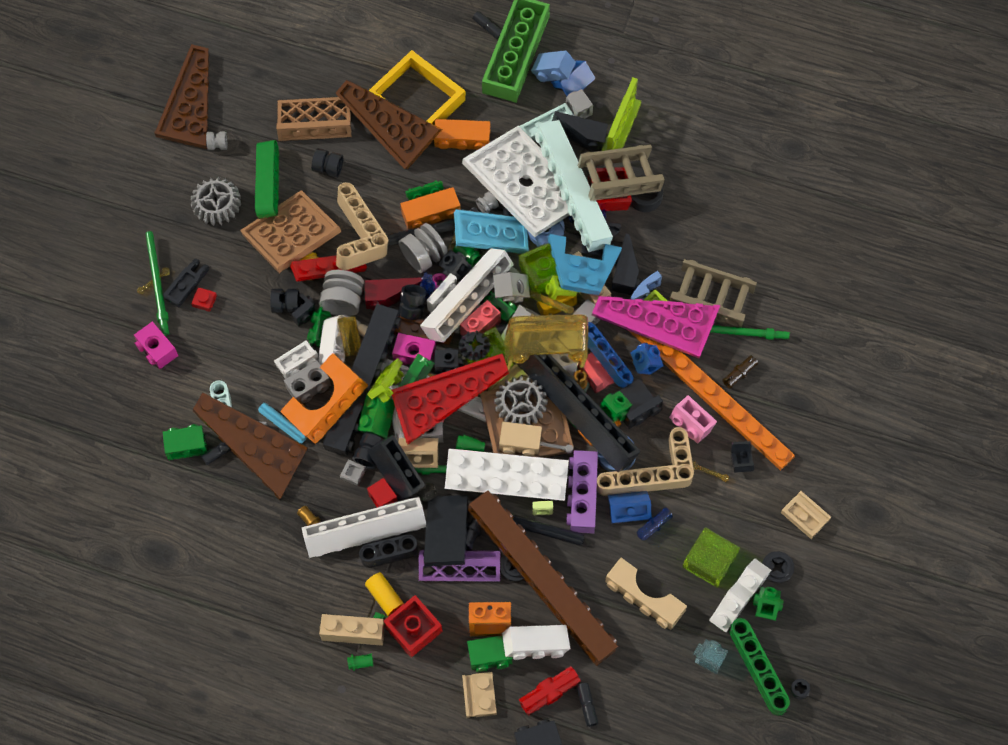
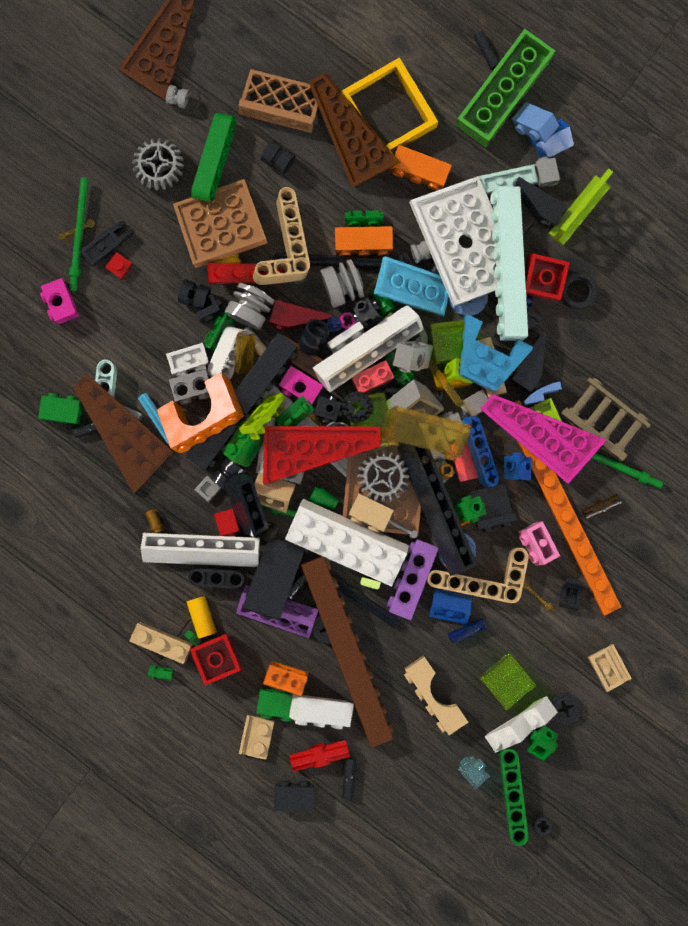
camera: 15 degrees right, 20 degrees up
(624, 187) = (551, 284): dark tan fence -> none

